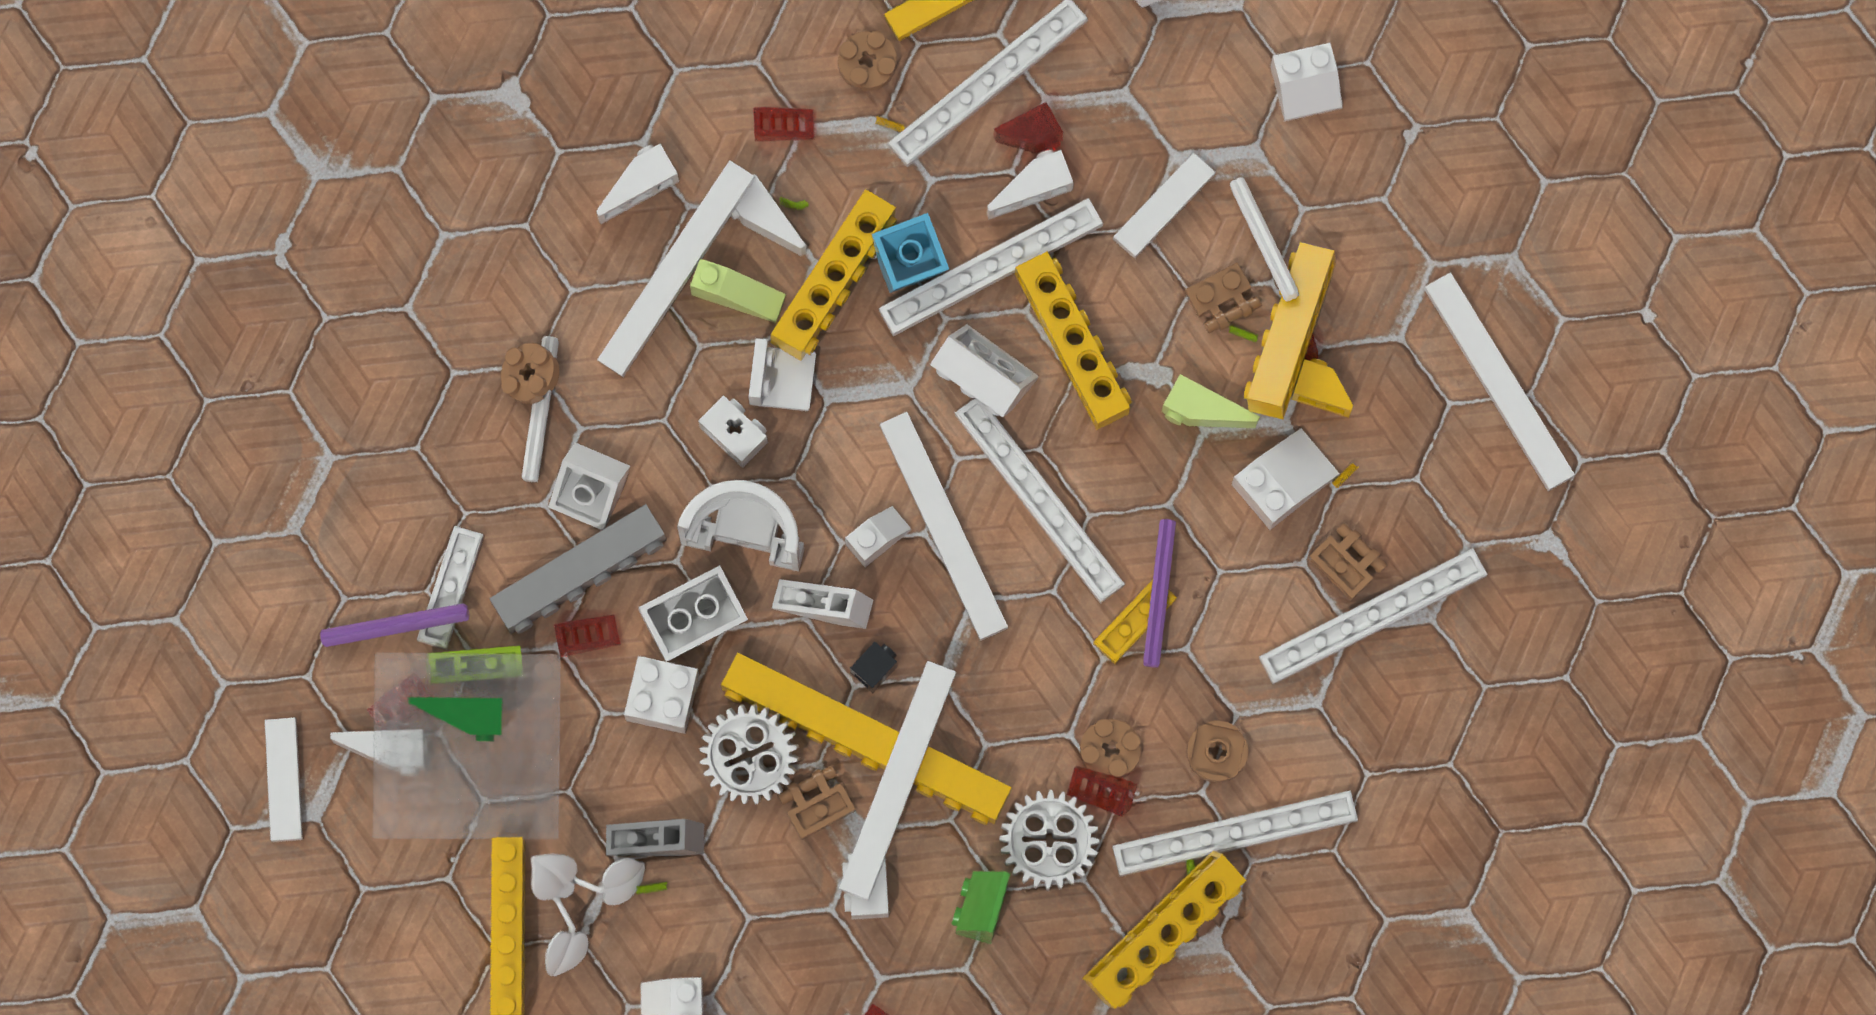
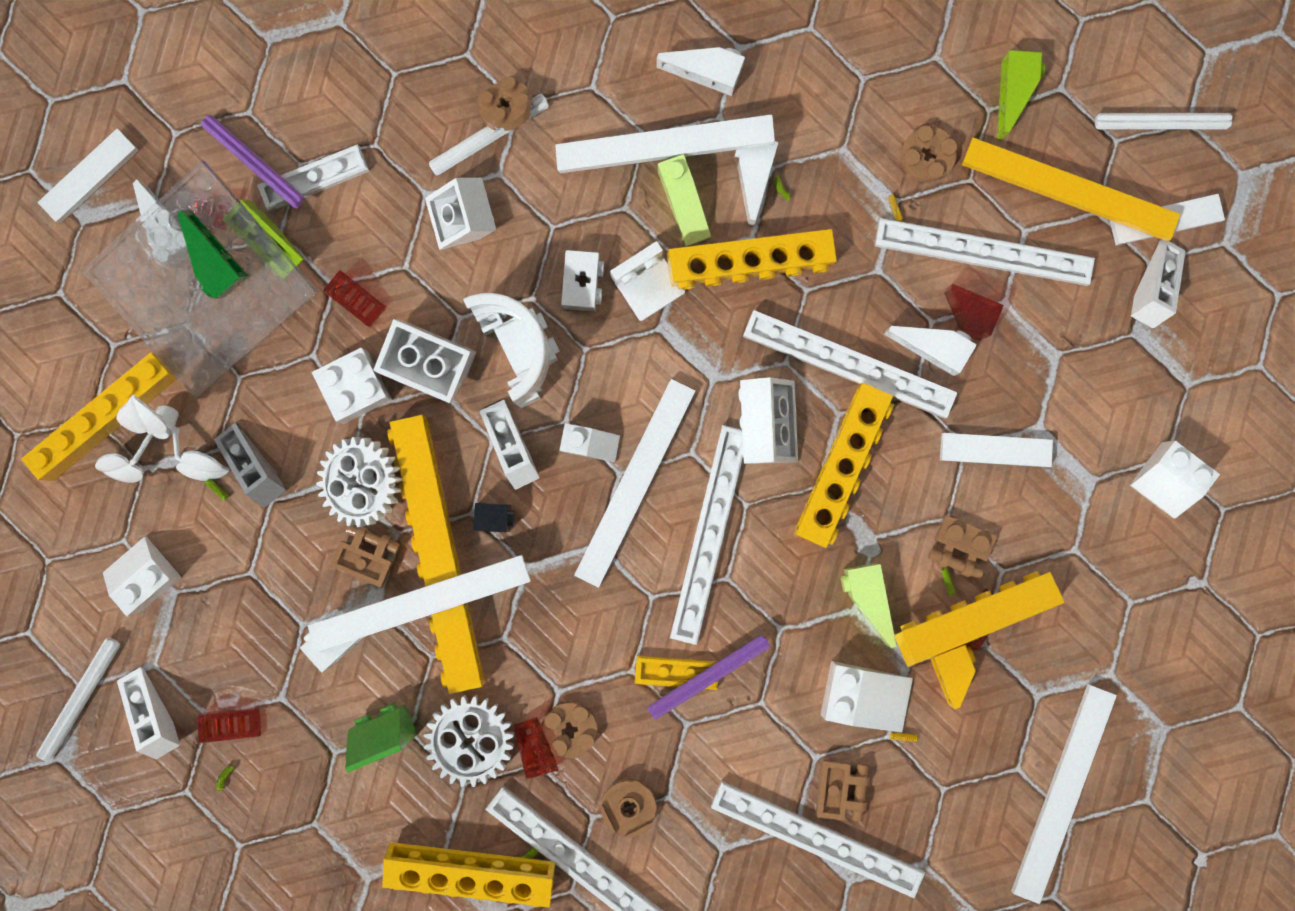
camera: 55 degrees right, 10 degrees up
(578, 569) = (394, 254): light grey brick -> none
(781, 135) = (832, 119): clear red slope -> none
(909, 253) = (810, 298): medium azure slope -> none
(1264, 239) = (1030, 545): white axle -> none

